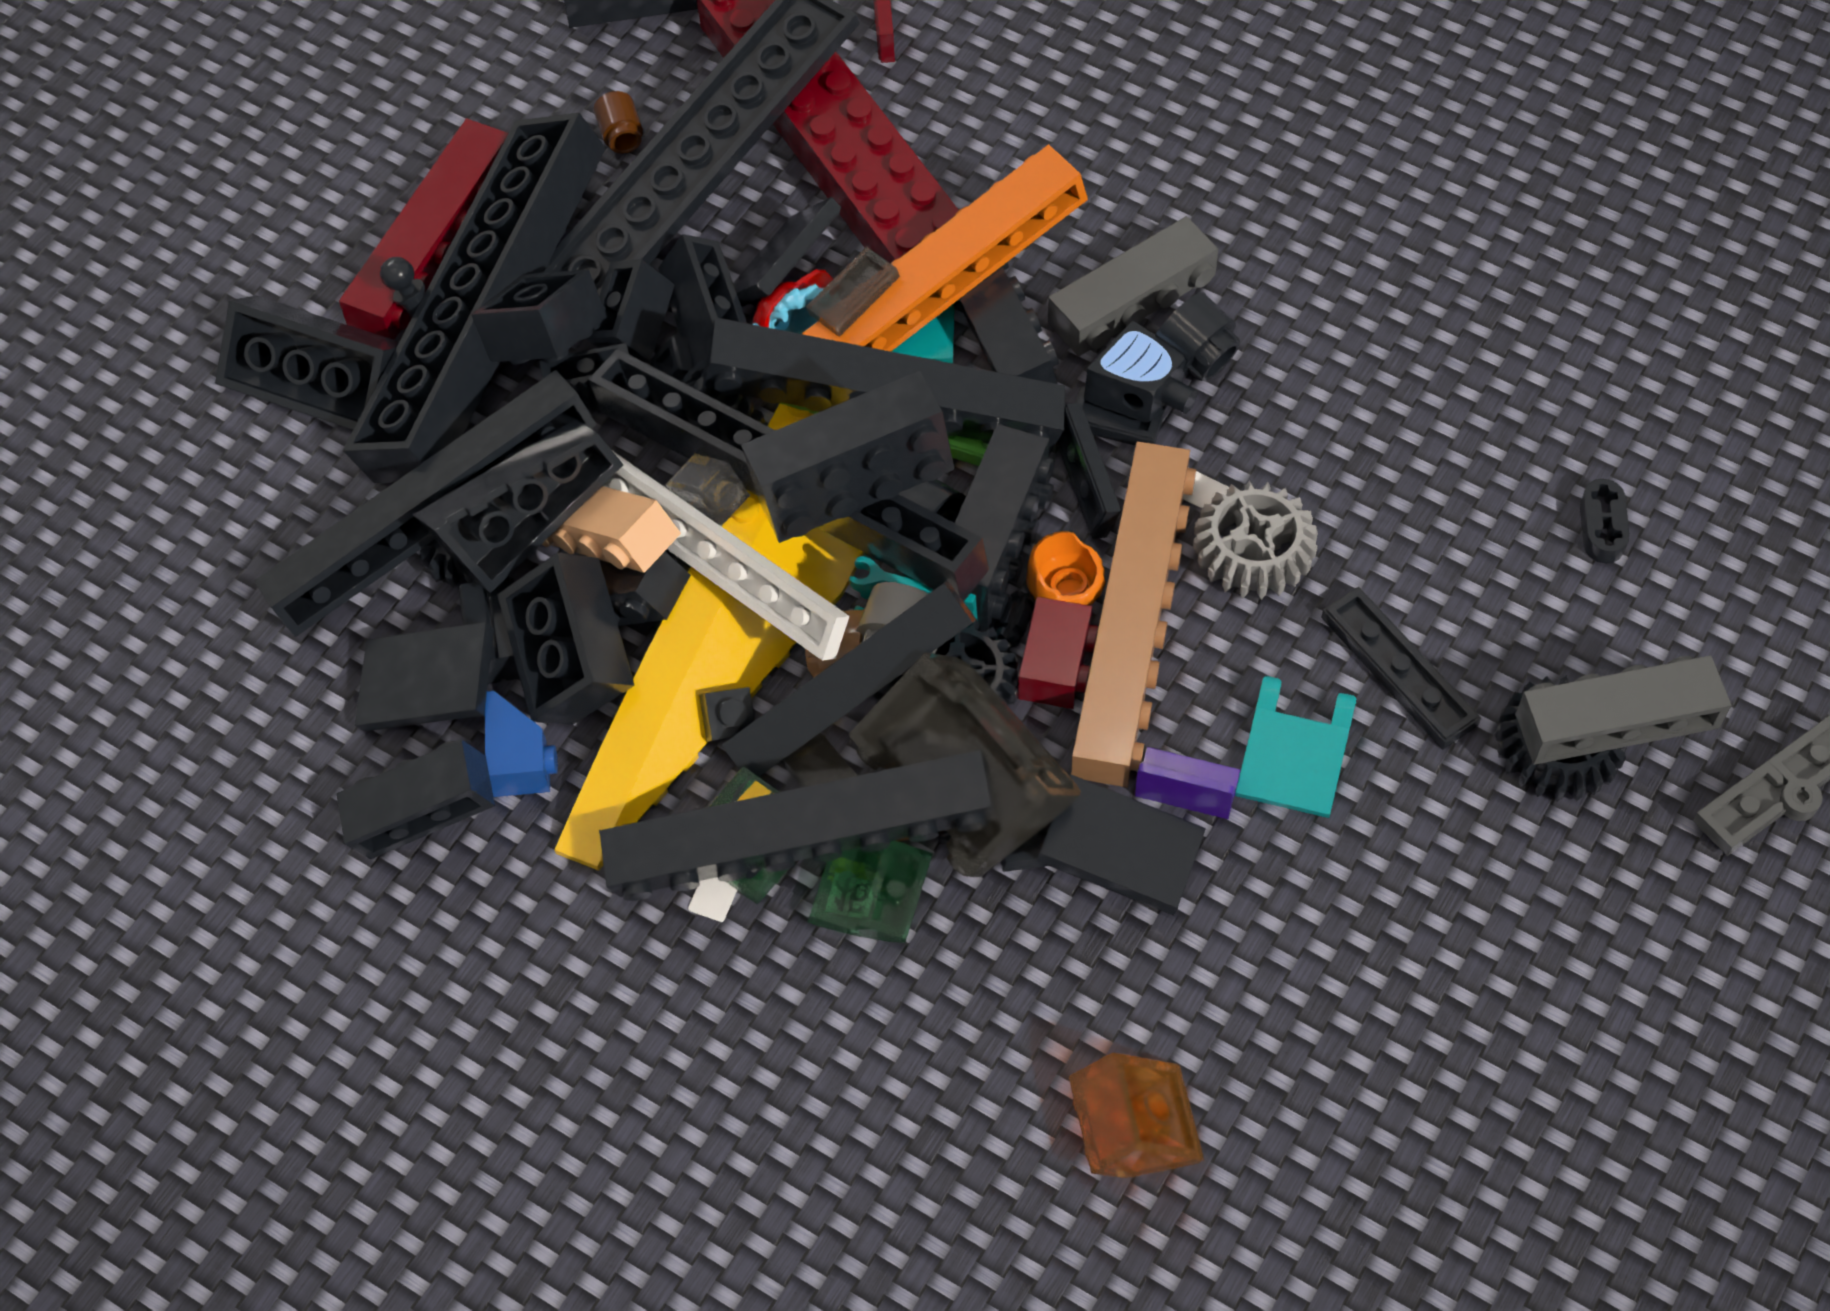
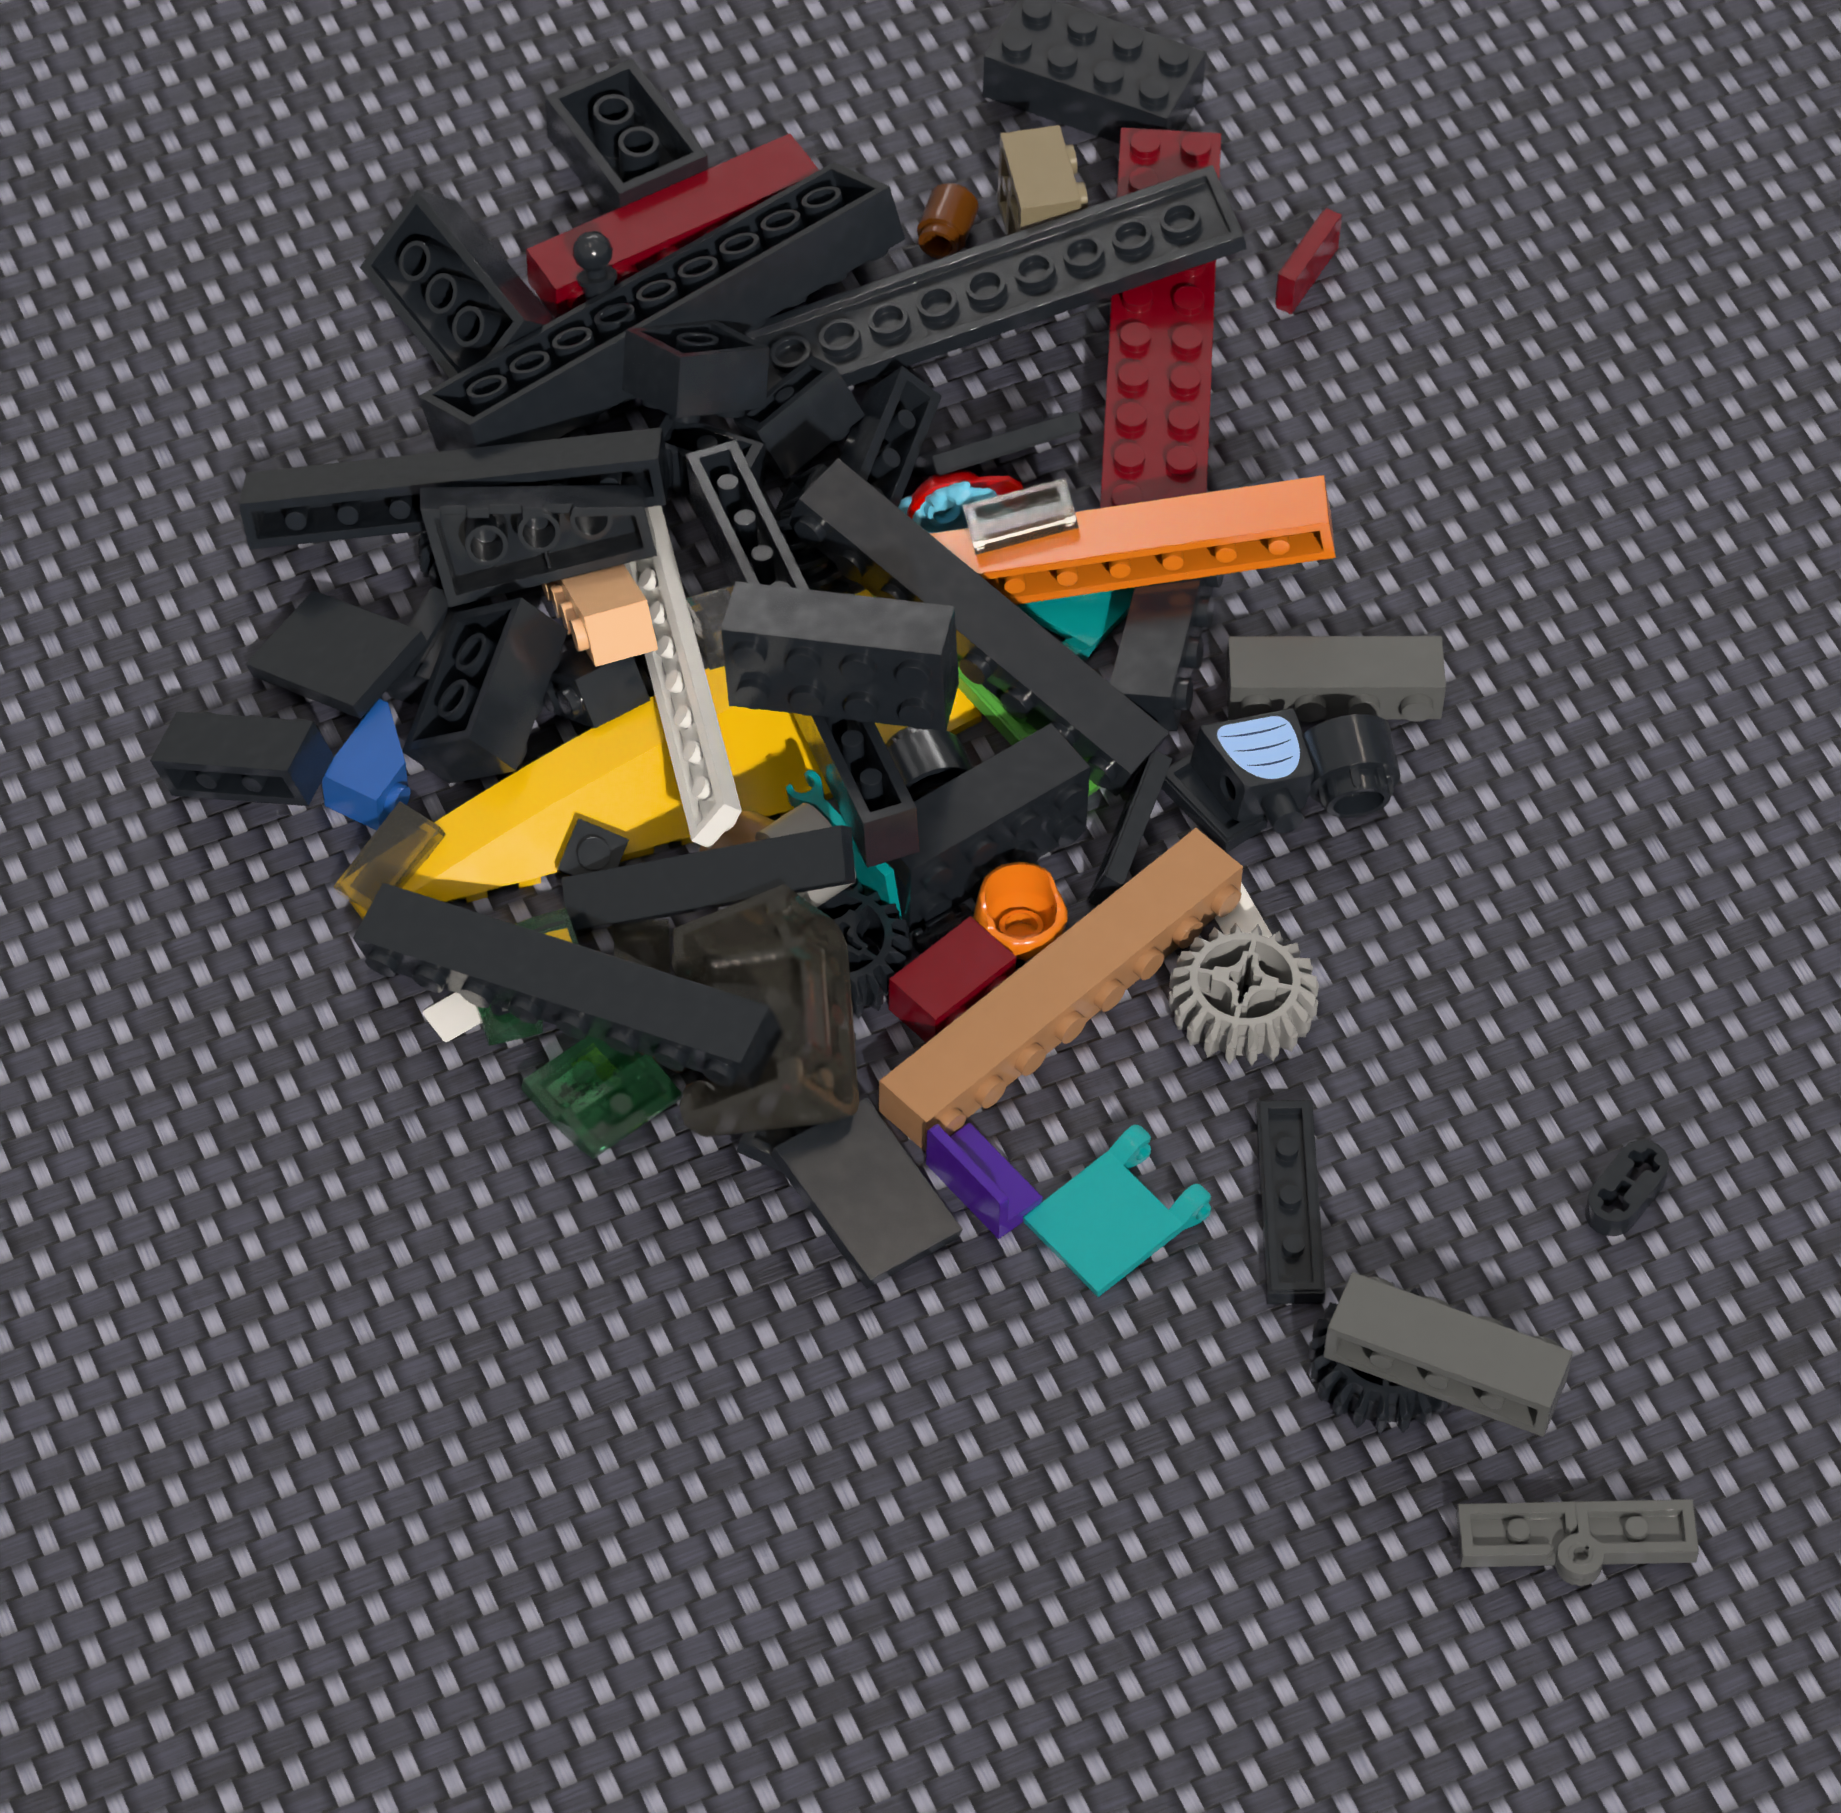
camera: 30 degrees right, 5 degrees down
(346, 186) = (621, 136): none -> black brick
(581, 808) = (390, 855): none -> clear smoke tile
(669, 60) = (1037, 178): none -> dark tan brick
(1134, 1116) = (677, 1433): clear orange slope -> none

